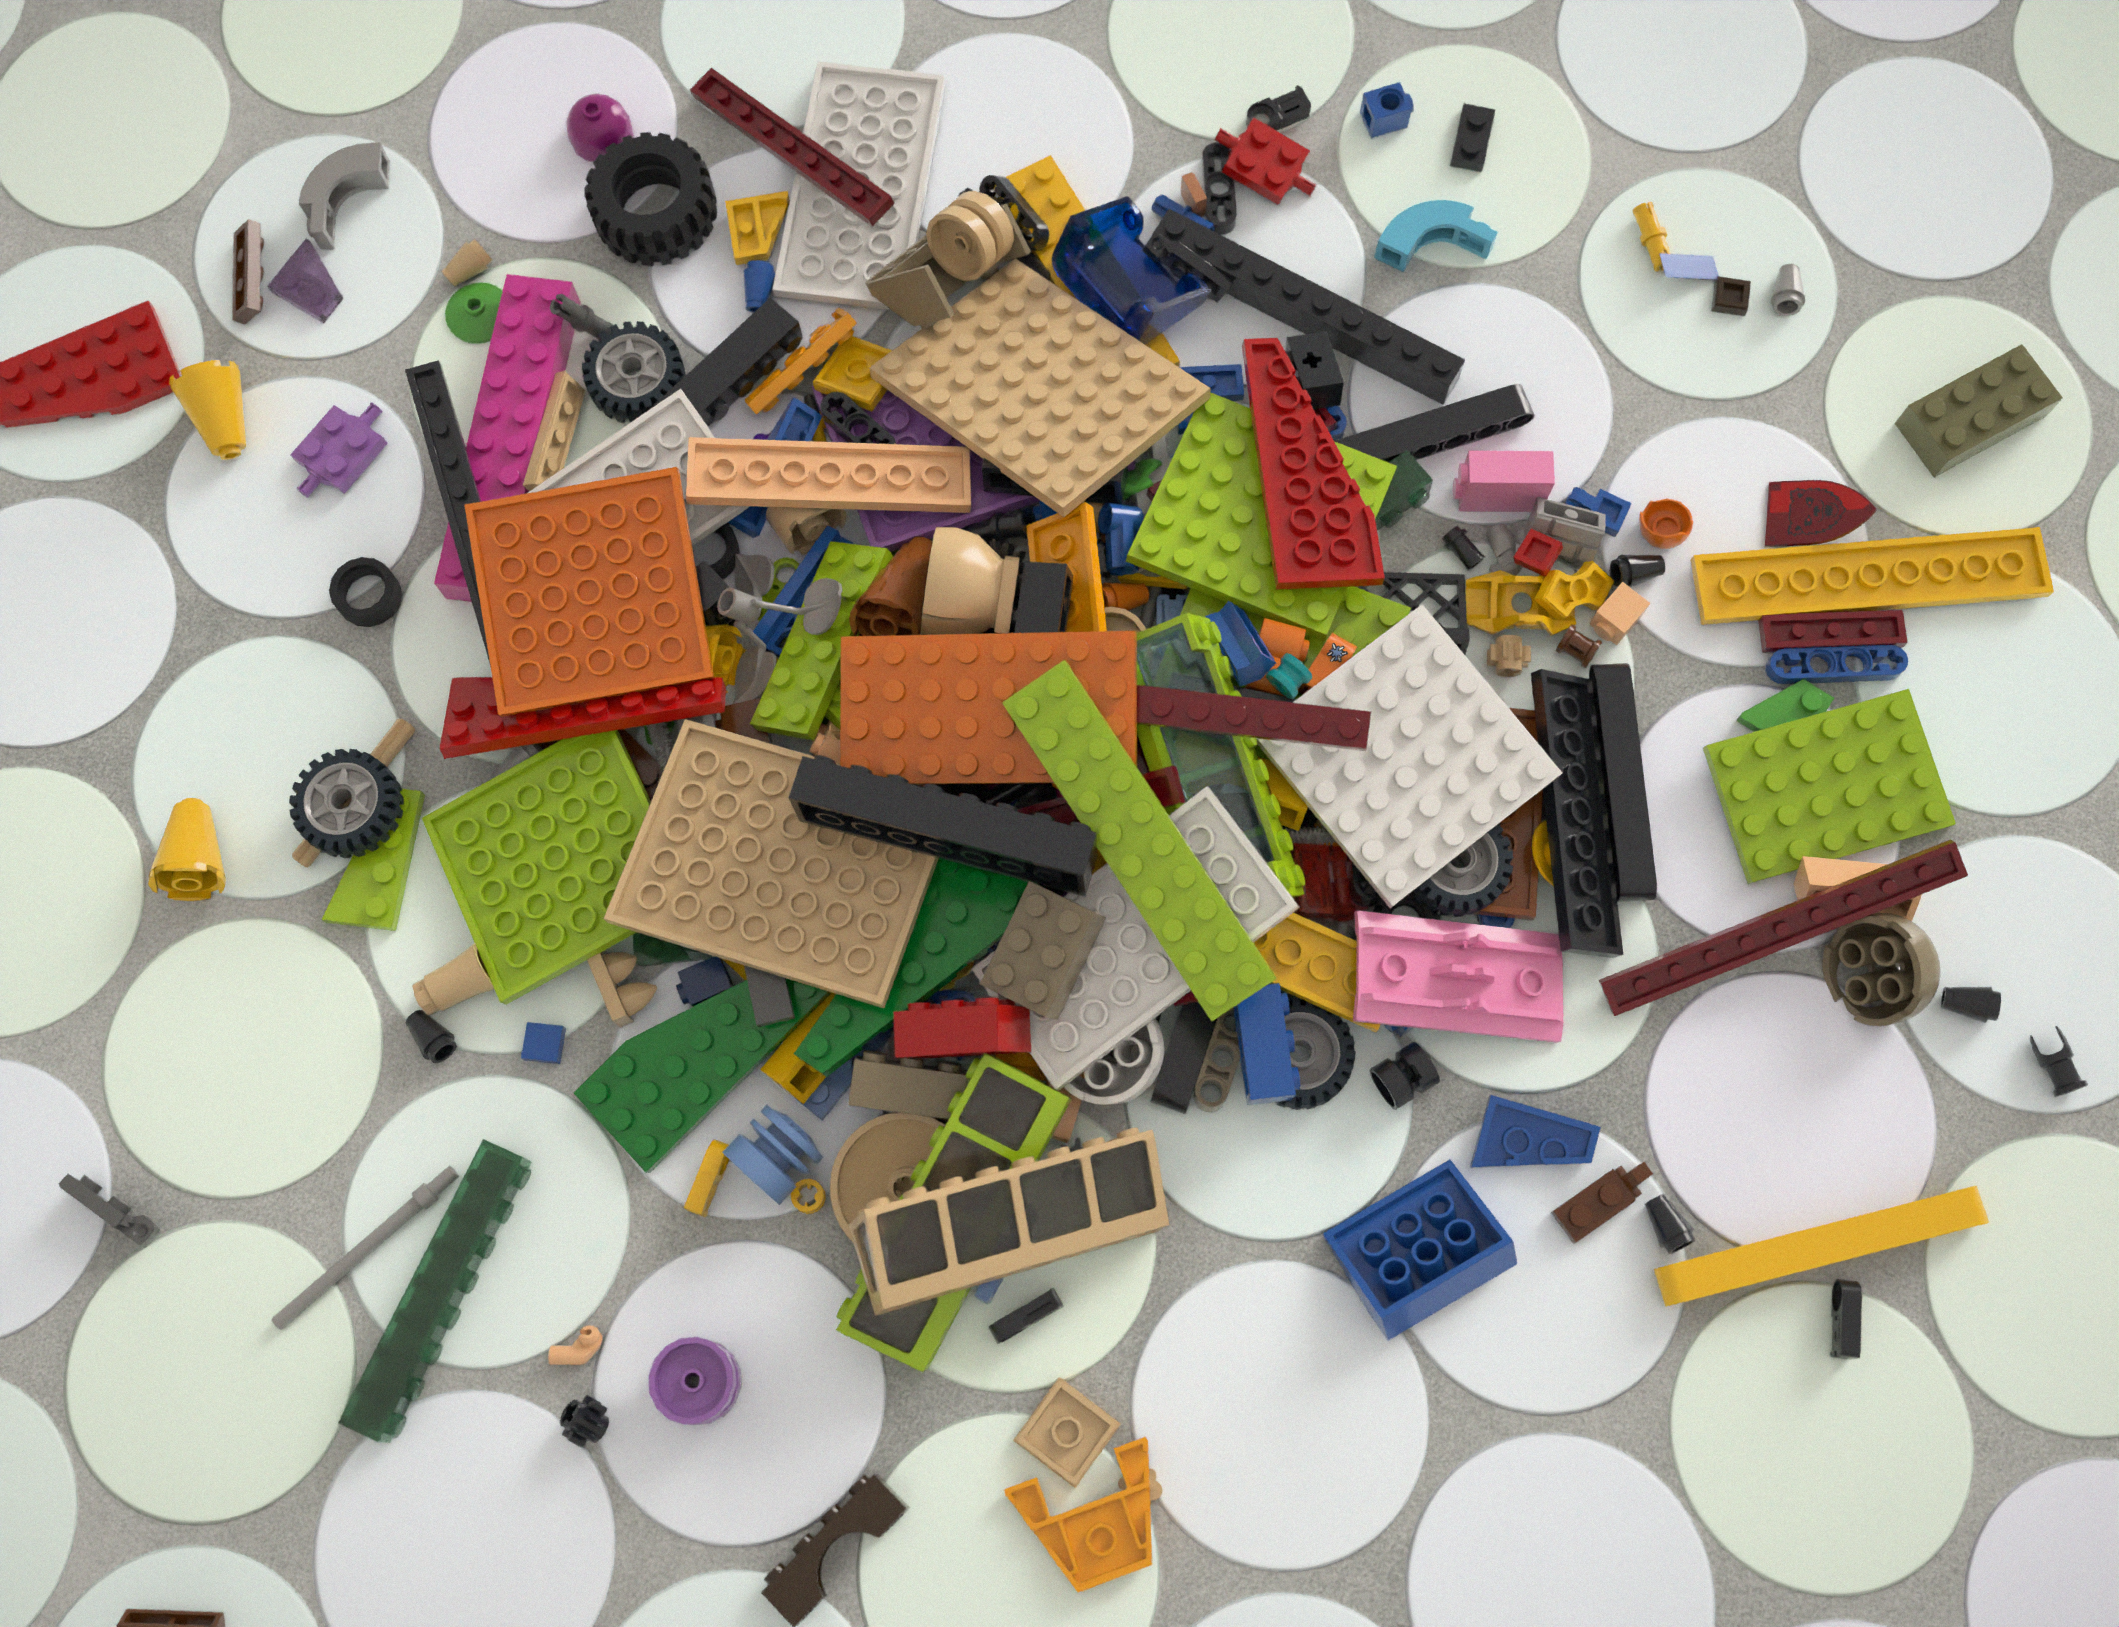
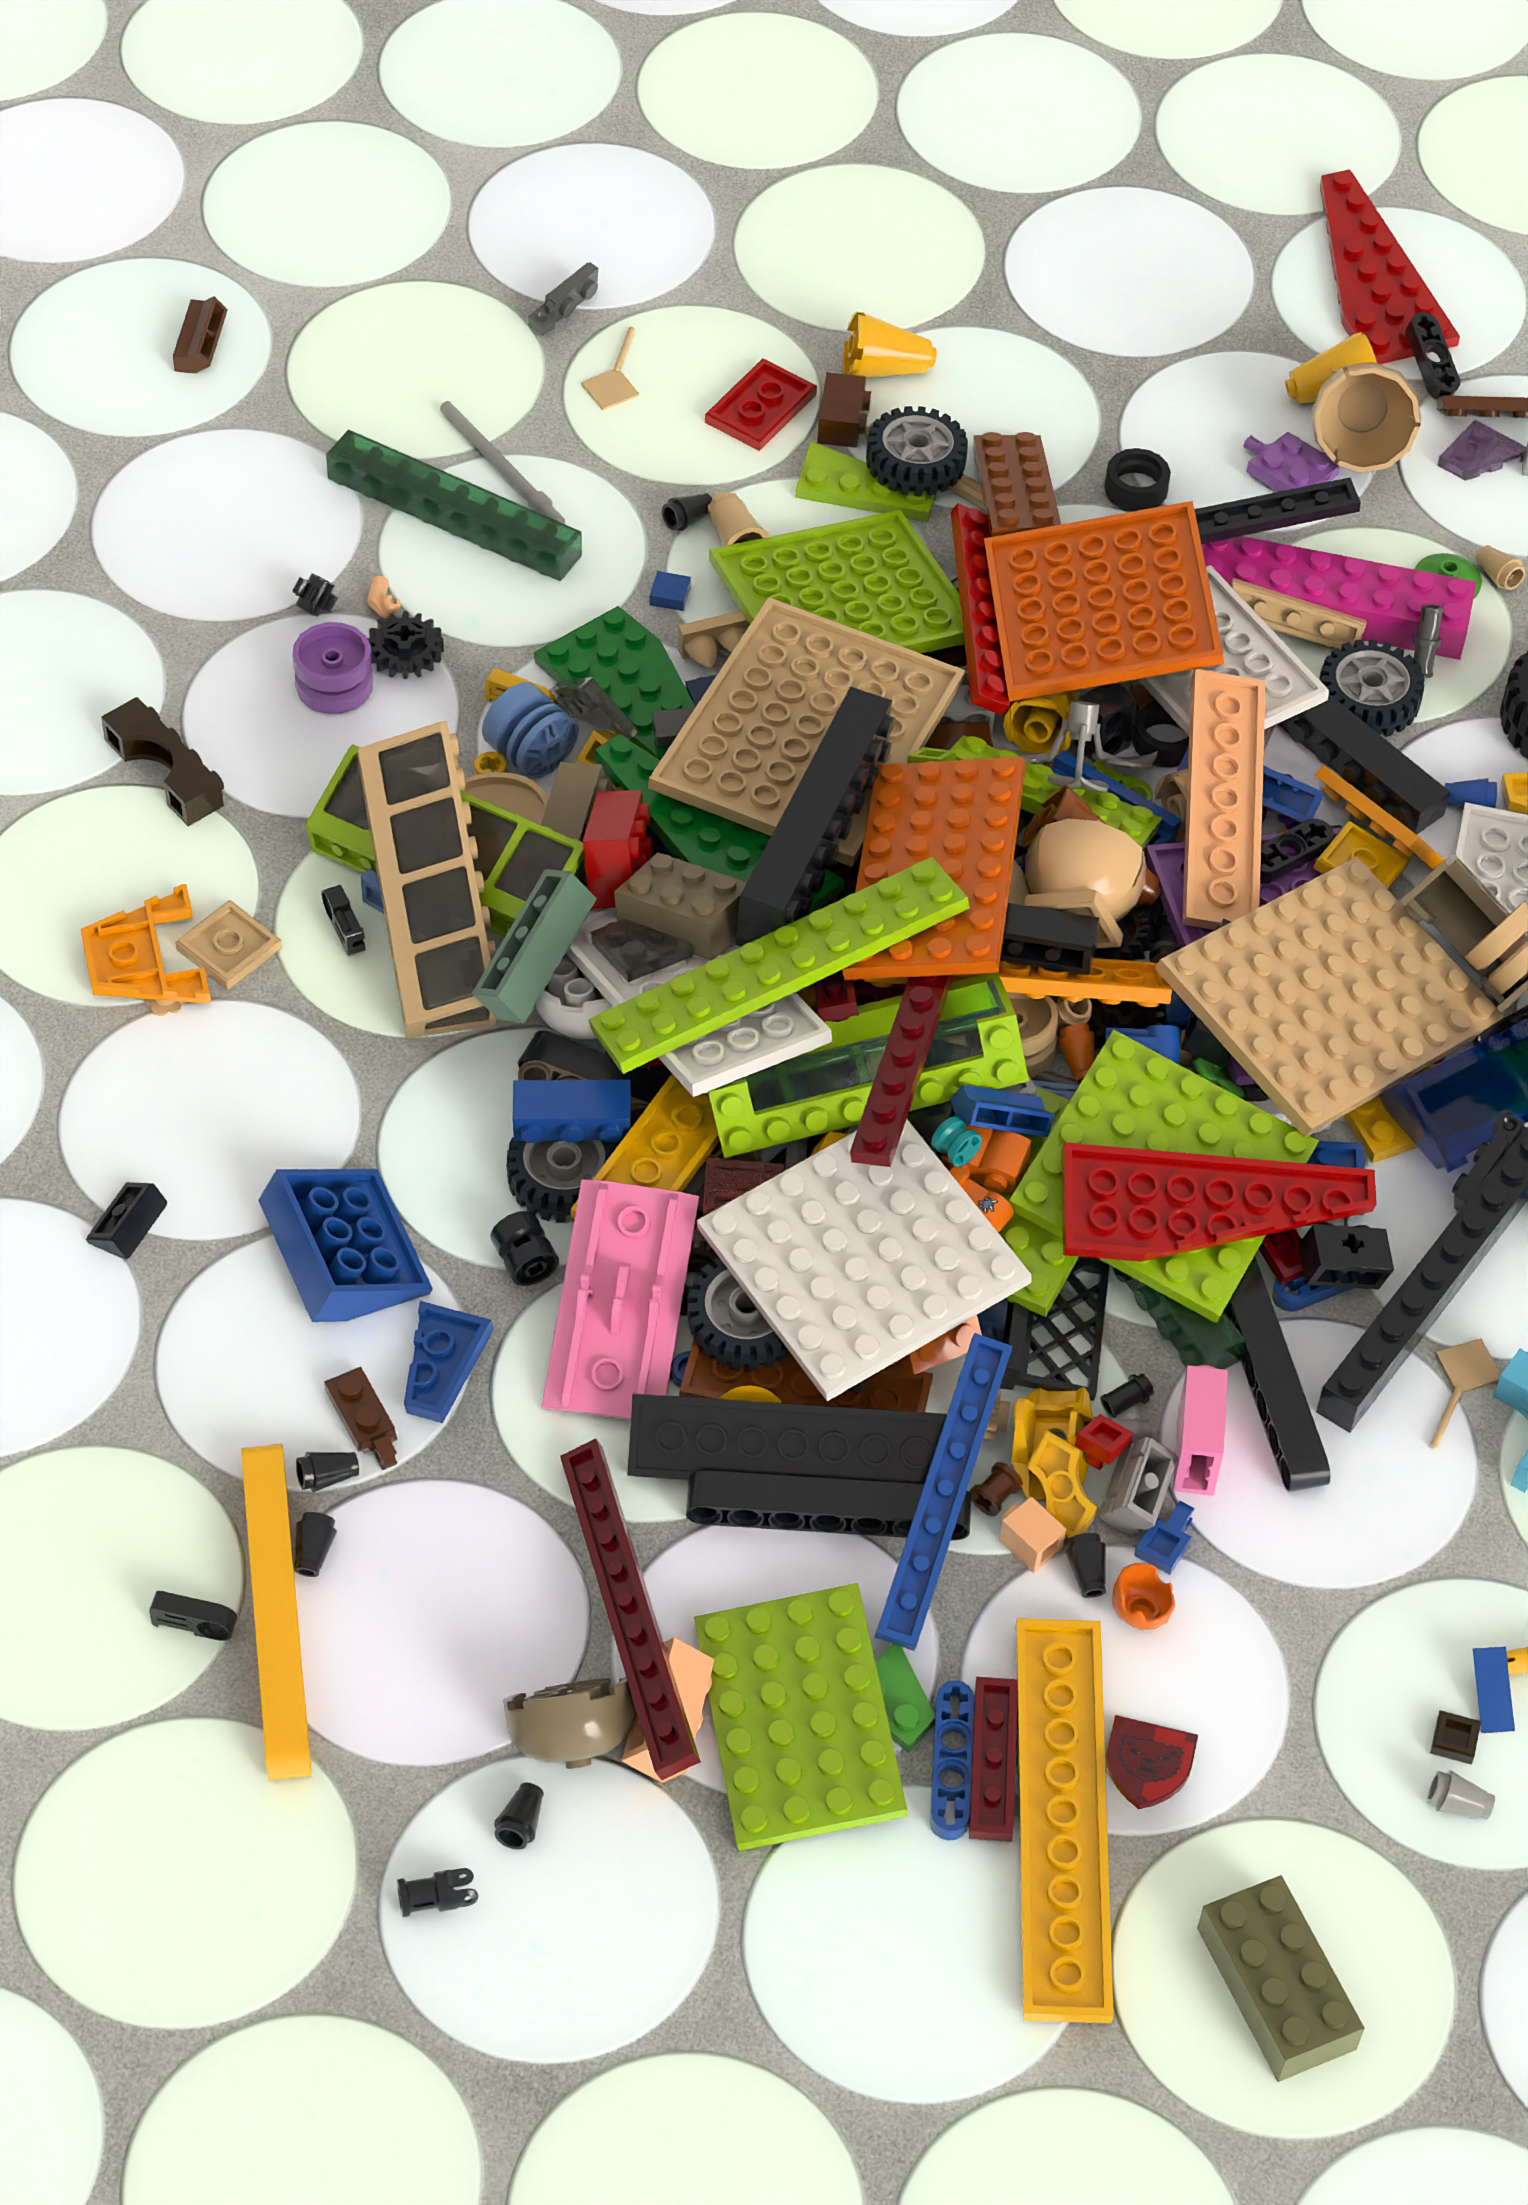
camera: 90 degrees right, 20 degrees down
(161, 335) = (1435, 343): none -> black beam
(235, 1145) = (612, 386): none -> tan piece
(261, 979) = (761, 404): none -> red tile
(275, 889) = (842, 410): none -> reddish brown brick
(291, 369) = (1366, 416): none -> tan plate
(399, 699) = (1015, 482): none -> dark orange plate
(648, 1293) = (405, 645): none -> black gear
(737, 1101) = (591, 704): none -> clear smoke wing
(817, 737) = (930, 754): none -> lime tile
(1097, 992) = (638, 949): none -> clear smoke wing
(1105, 1094) = (534, 946): none -> sand green brick
(1380, 290) = (1467, 1369): none -> tan piece
(1419, 1472) = (128, 1219): none -> black slope
(1616, 675) = (943, 1492): none -> blue plate
(1747, 1223) = (313, 1541): none -> black cone

